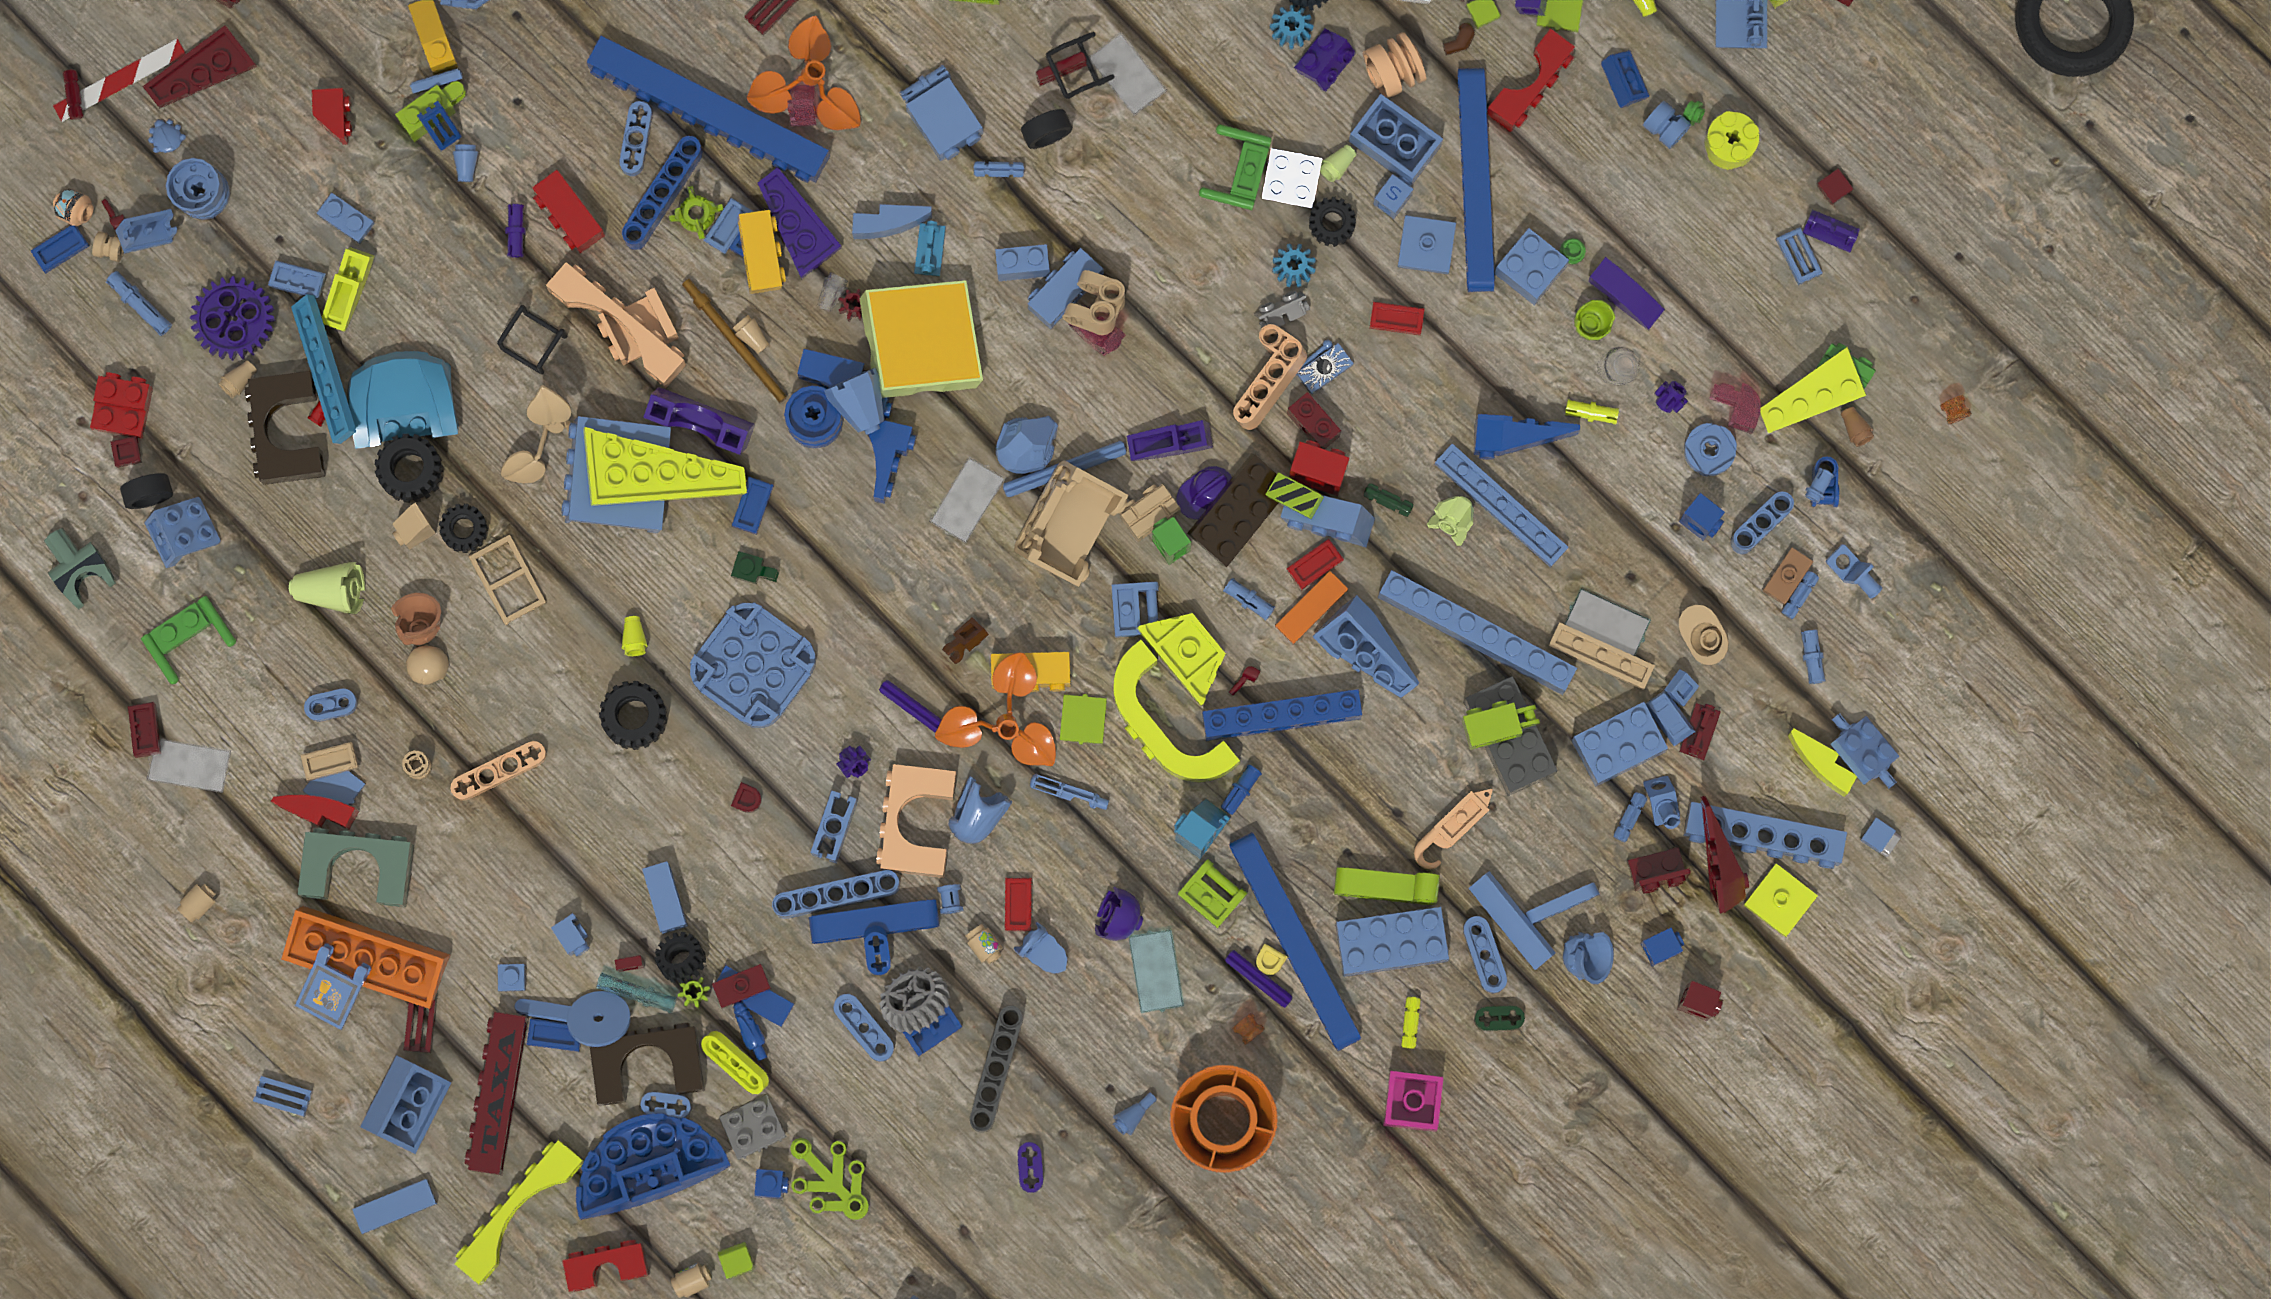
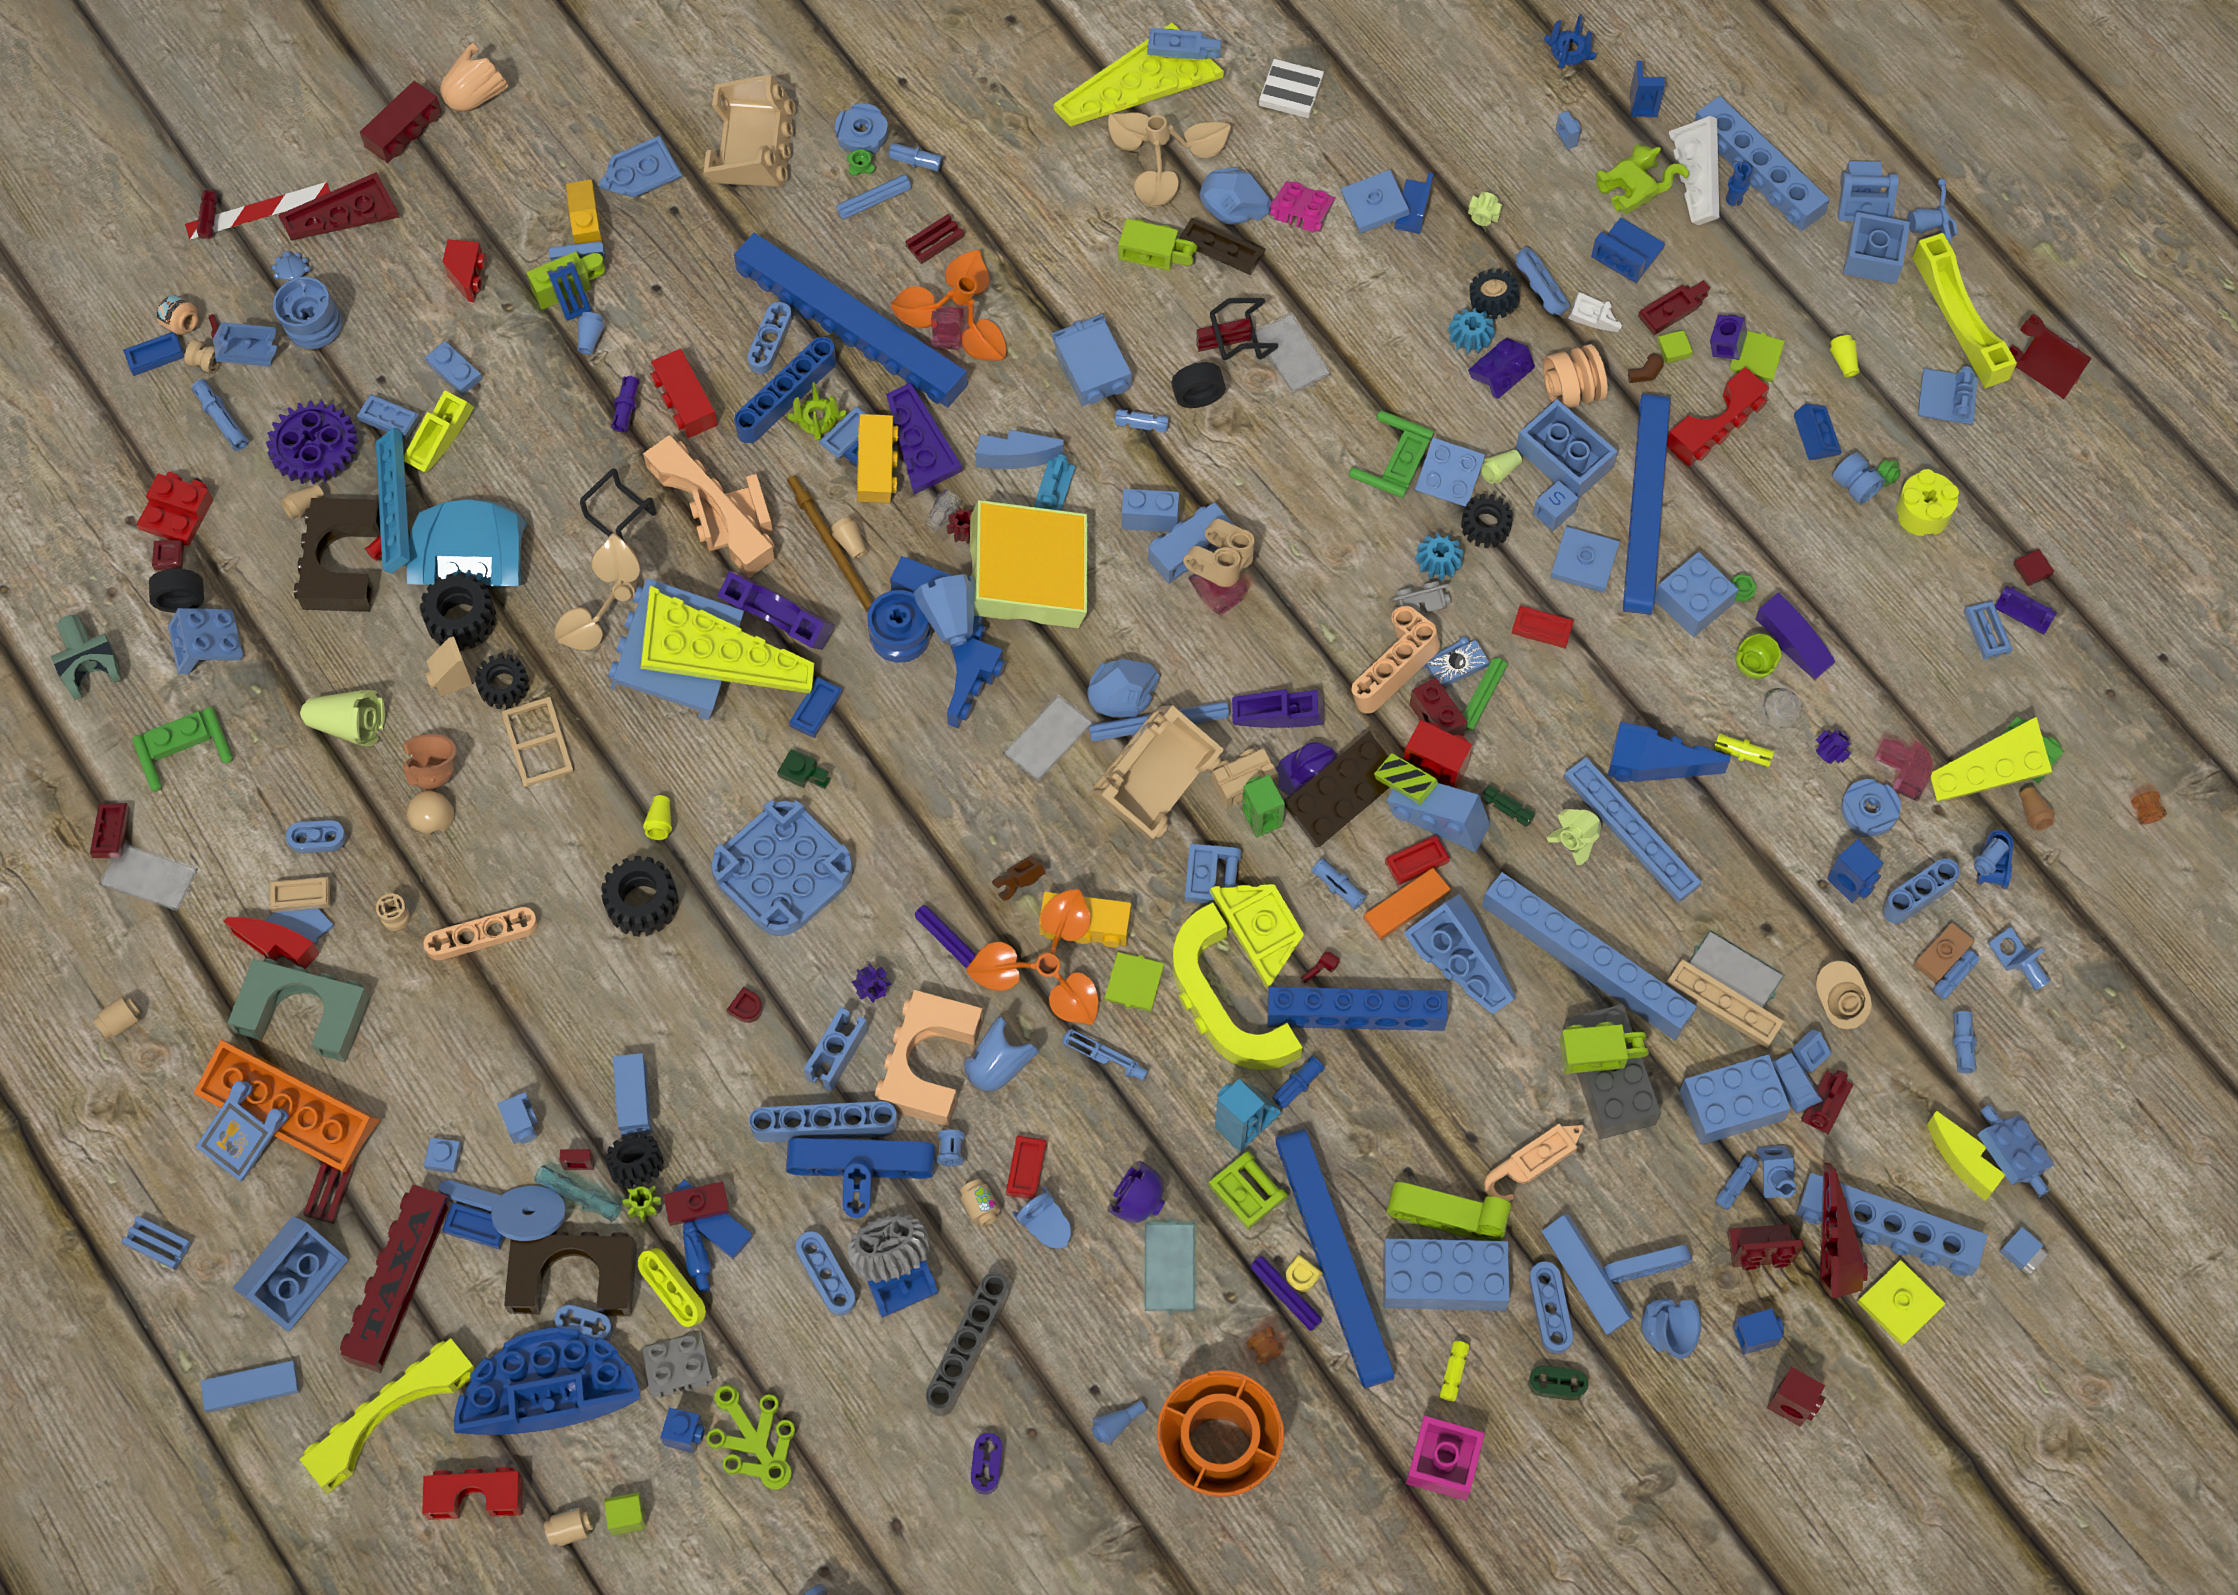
camera: 10 degrees right, 15 degrees down
(1352, 394) = (1484, 692): none -> bright green axle

